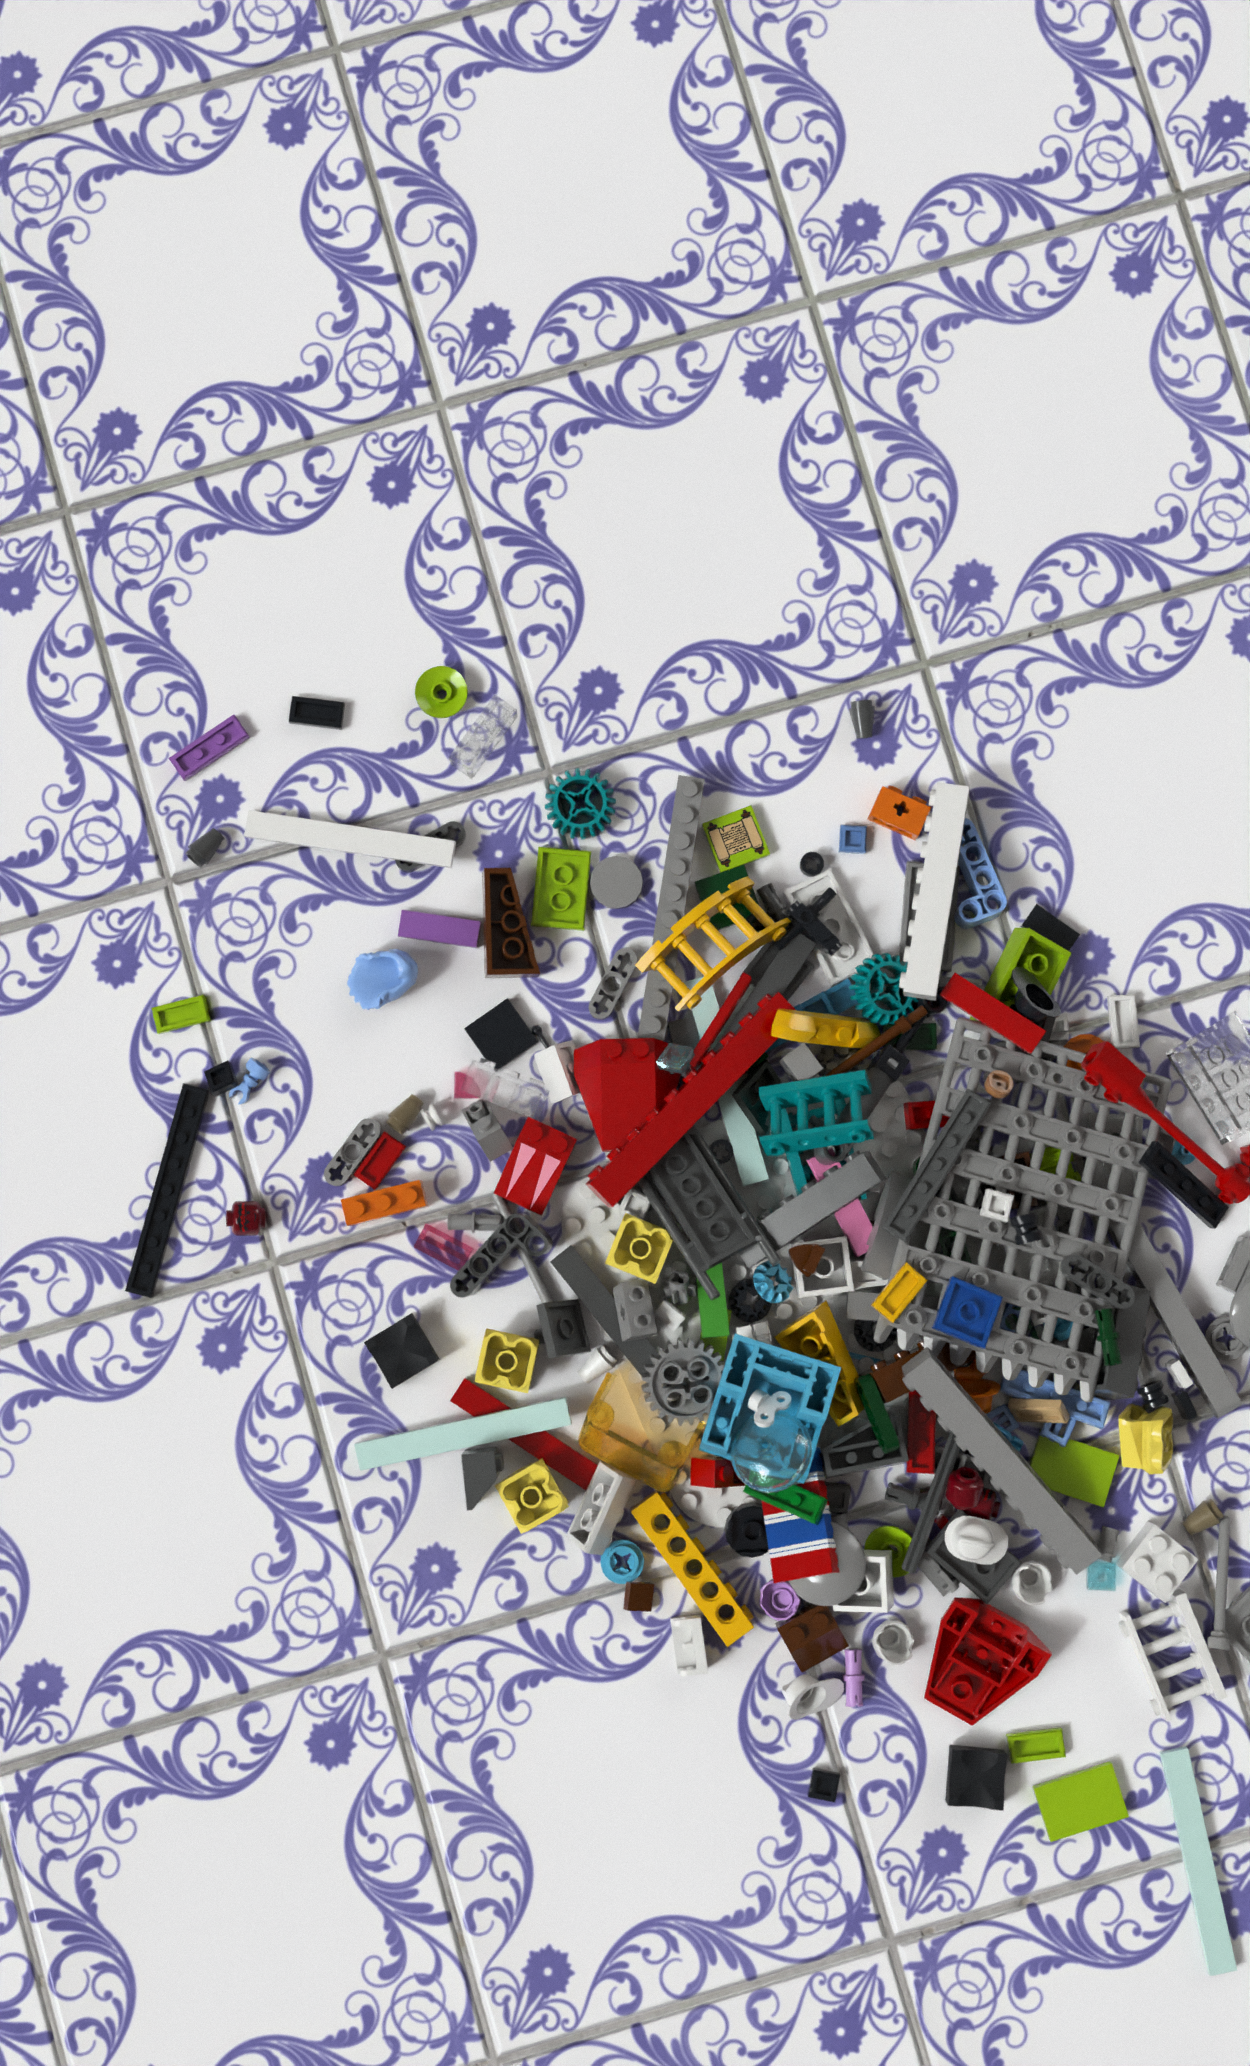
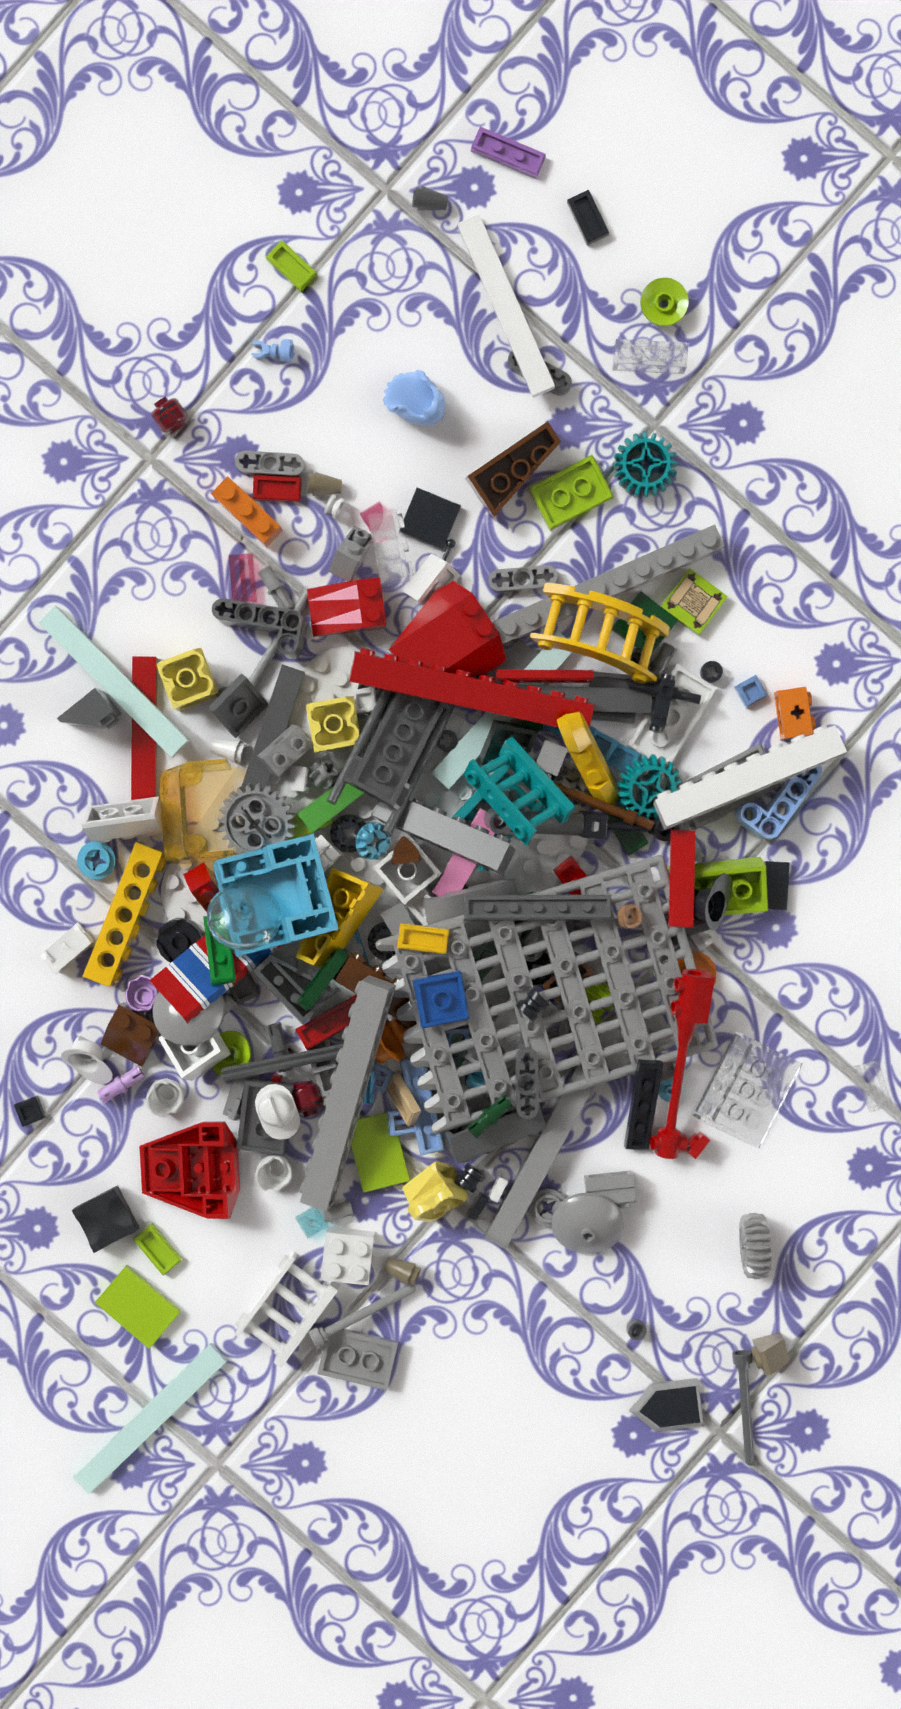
camera: 55 degrees right, 5 degrees up
(167, 1190) = (153, 343): black tile -> none
(221, 1078) = (262, 328): black tile -> none
(402, 1350) = (145, 596): black brick -> none
(439, 929) = (480, 419): medium lavender tile -> none
(531, 1495) = (100, 761): light yellow piece -> none
(616, 882) = (602, 531): light grey tile -> none
(638, 1596) = (78, 888): reddish brown tile -> none
(676, 1059) = (493, 660): clear light blue tile -> none
(768, 1406) = (275, 893): white piece -> none
(862, 718) = (850, 639): dark grey cone -> none
(964, 1488) = (309, 1079): dark red head -> none
(996, 1205) = (536, 971): white tile -> none
(1123, 1021) = (740, 984): white tile -> none

